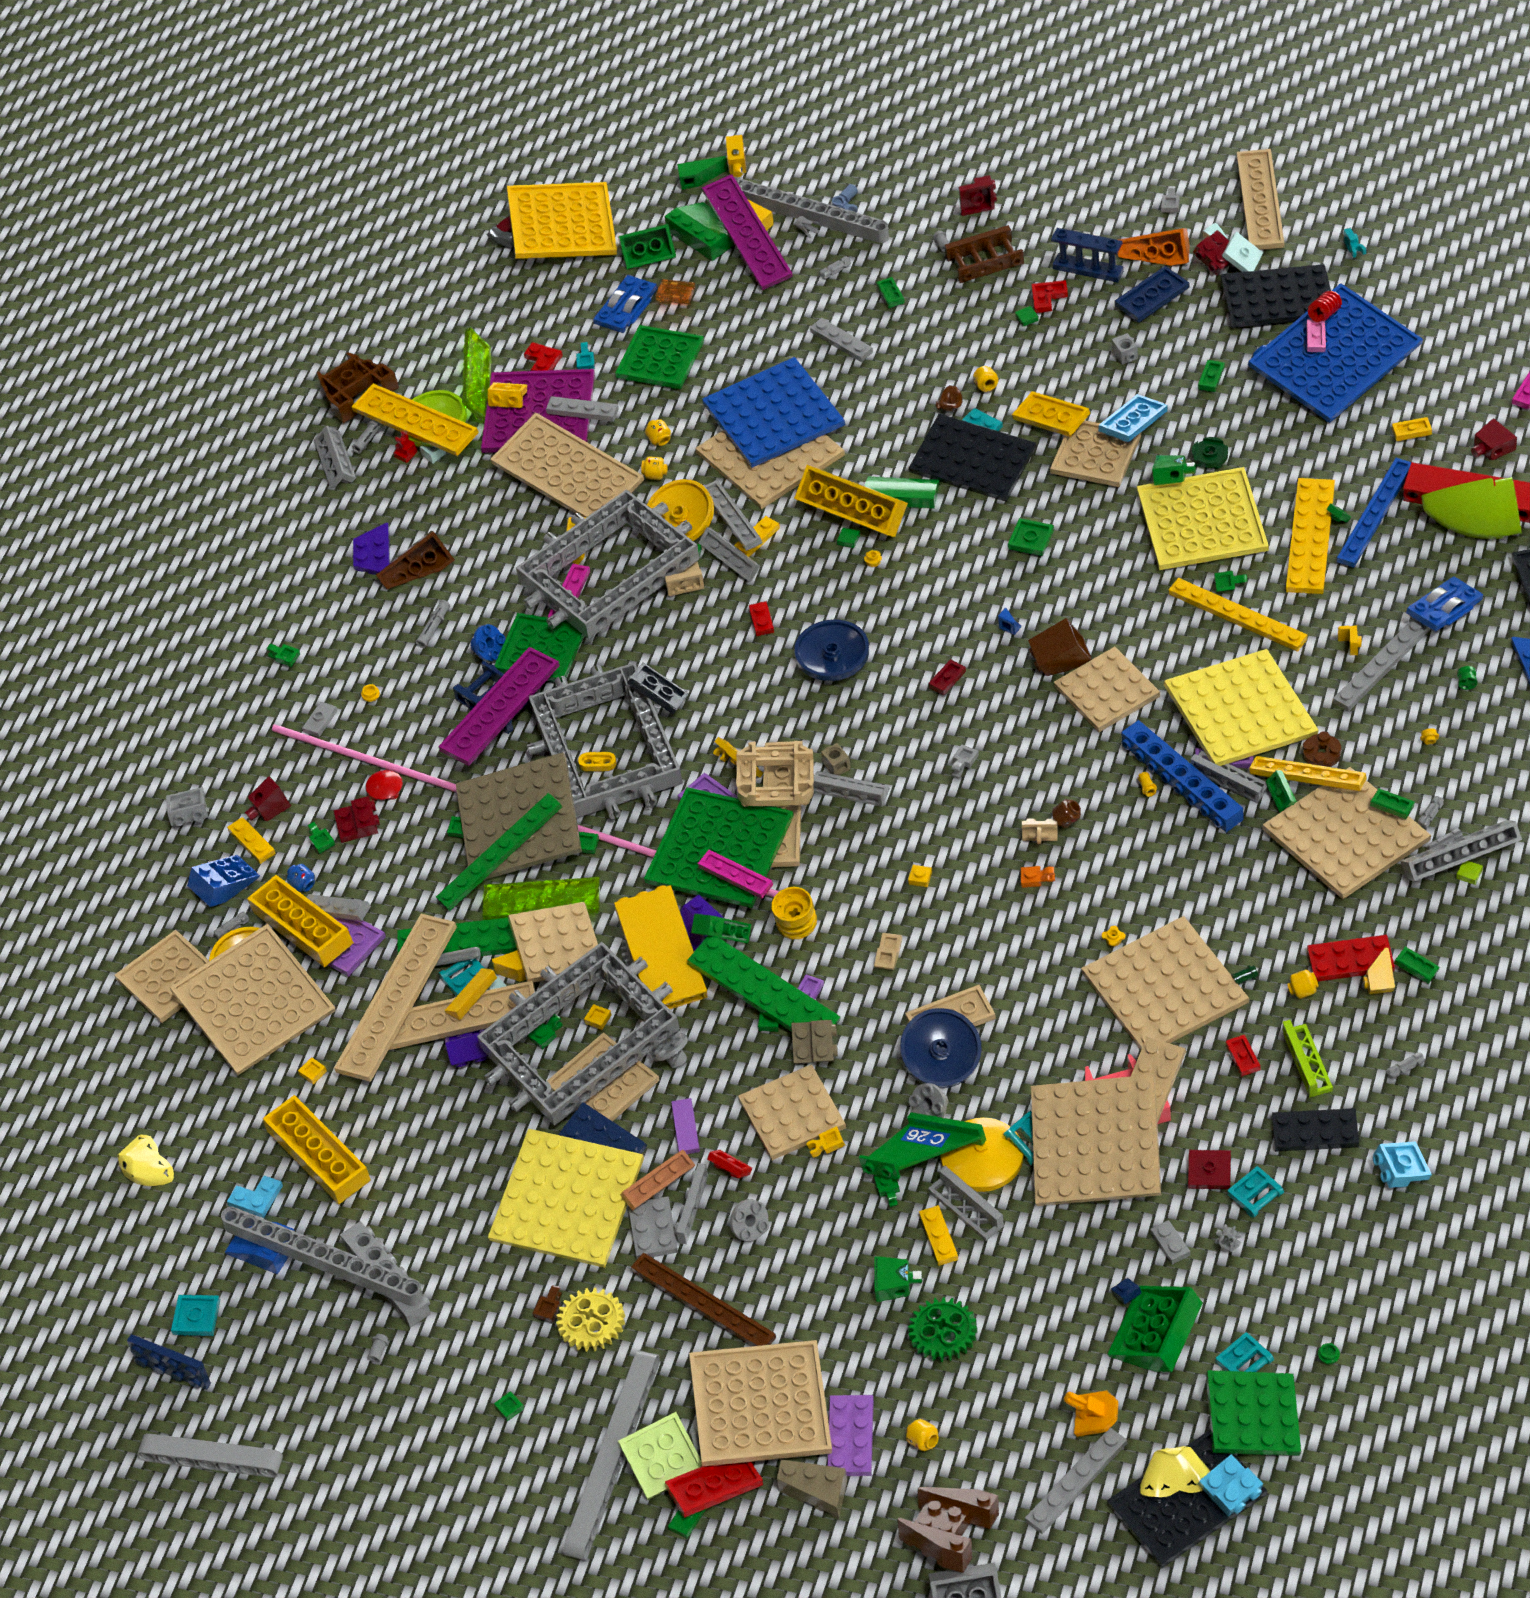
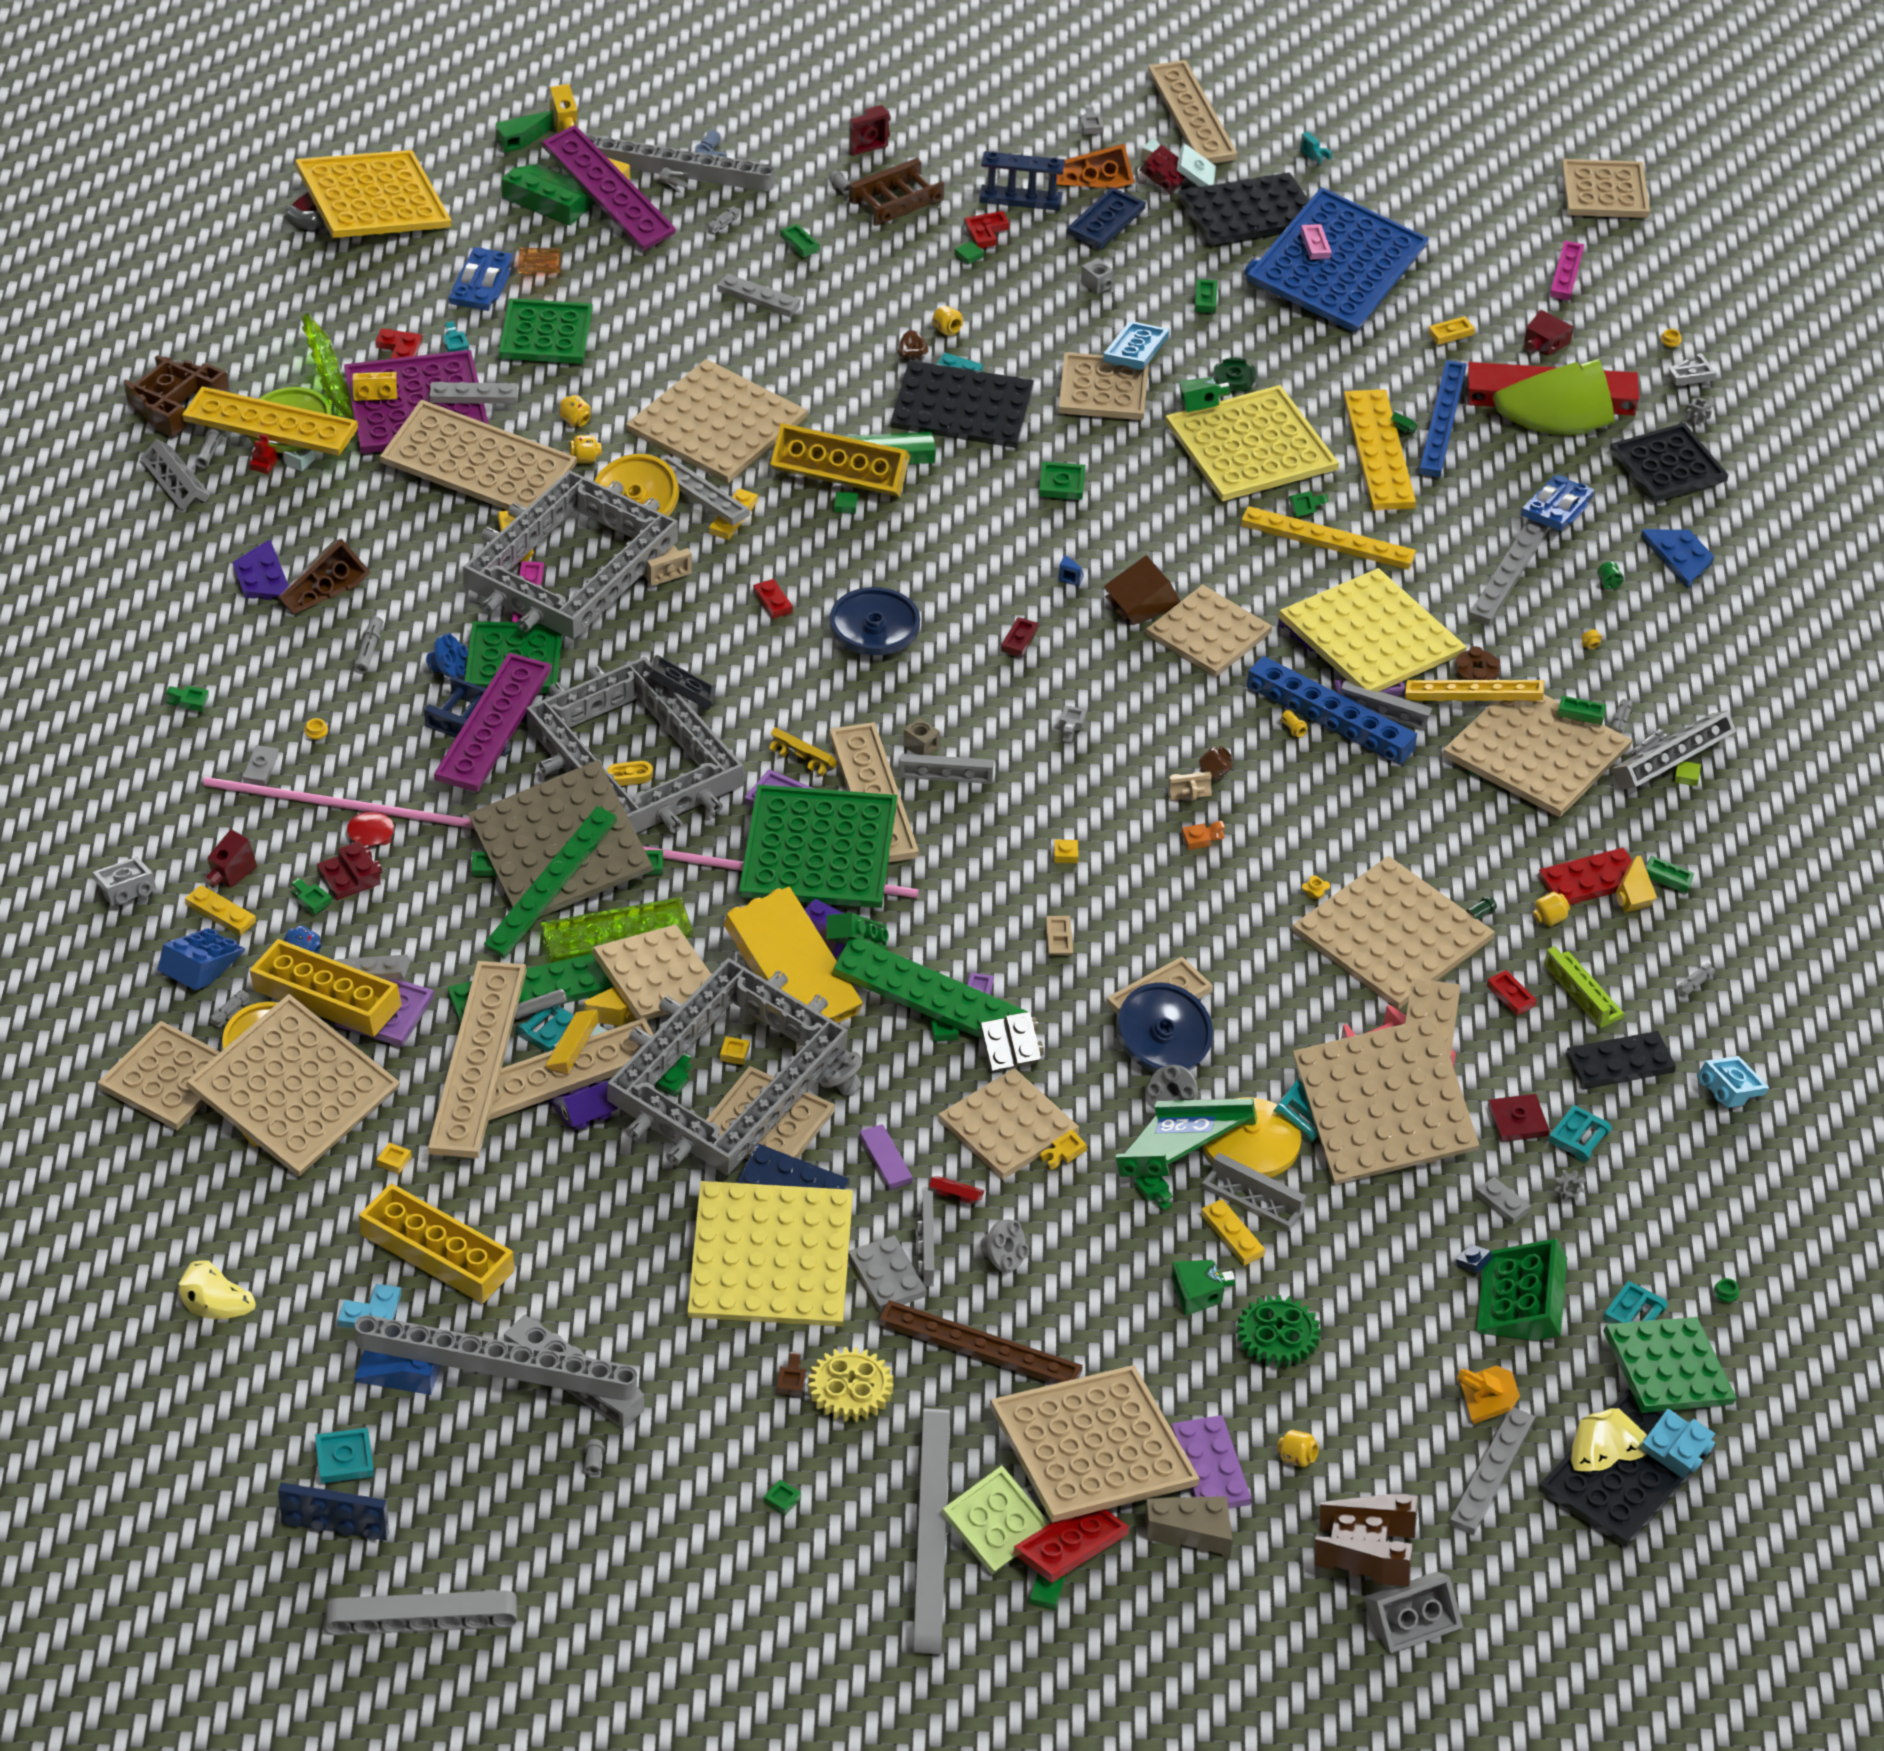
camera: 25 degrees left, 5 degrees down
(647, 246) = (487, 214): green slope -> none
(657, 1180) = (878, 1217): nougat plate -> none
(729, 554) = (712, 533): light grey plate -> none
(735, 874) = (854, 870): dark pink plate -> none
(754, 756) = (839, 779): tan plate -> none
(773, 412) = (709, 376): blue plate -> none
(794, 913) = (937, 905): yellow wheel -> none
(873, 558) = (883, 521): yellow plate -> none
(1051, 414) = (1039, 349): yellow plate -> none
(1280, 790) = (1450, 712): green plate -> none
(1324, 306) = (1318, 209): red piece -> none
(1349, 633) = (1467, 545): yellow bracket -> none

